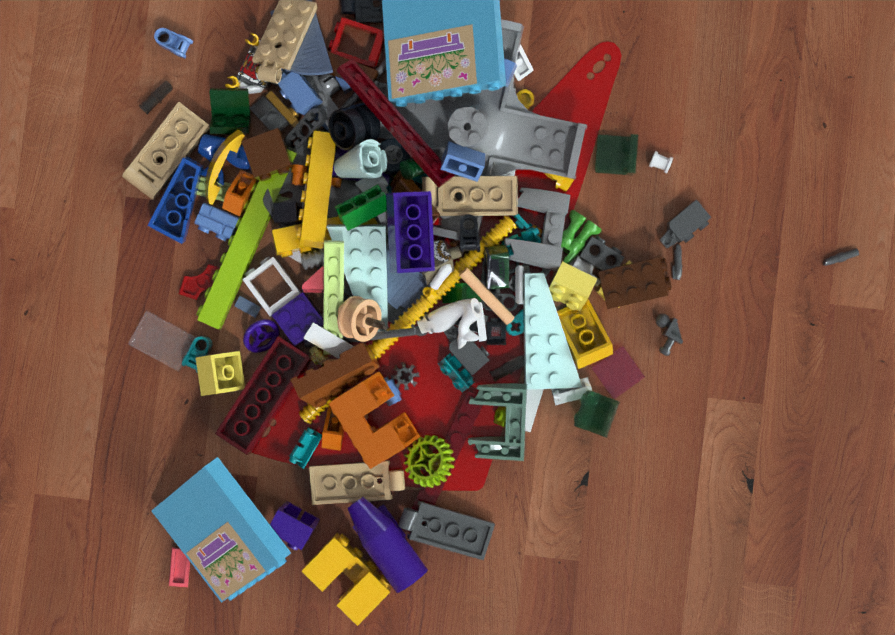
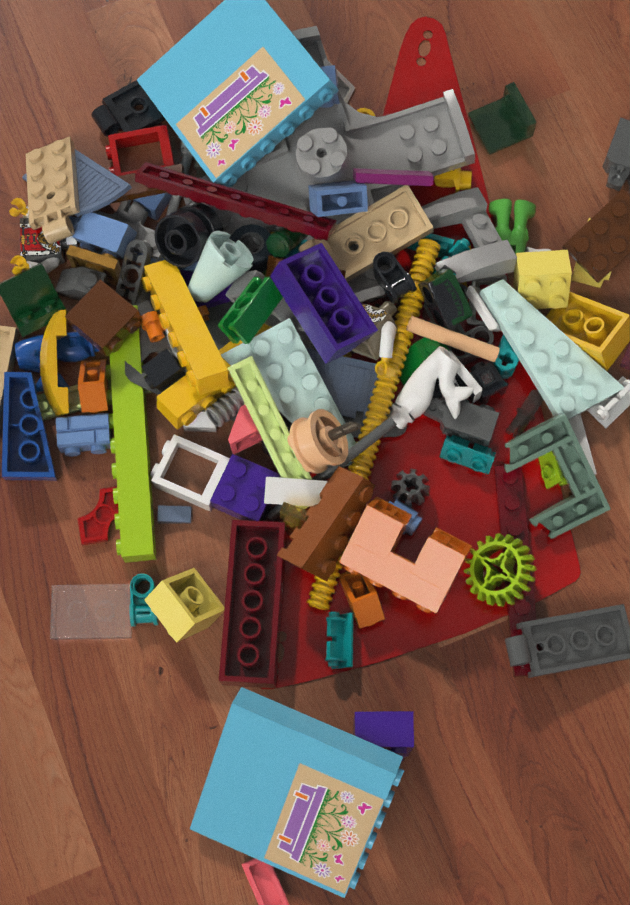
camera: 30 degrees left, 15 degrees down
(259, 334) = (206, 536): dark purple piece -> none
(352, 481) = (423, 650): tan hinge -> none
(368, 585) = (517, 768): yellow piece -> none
(386, 544) = (509, 700): dark purple piece -> none
(508, 166) = (393, 177): none -> magenta tile
(604, 251) = (553, 228): dark grey brick -> none
(661, 162) = (555, 104): white bush -> none

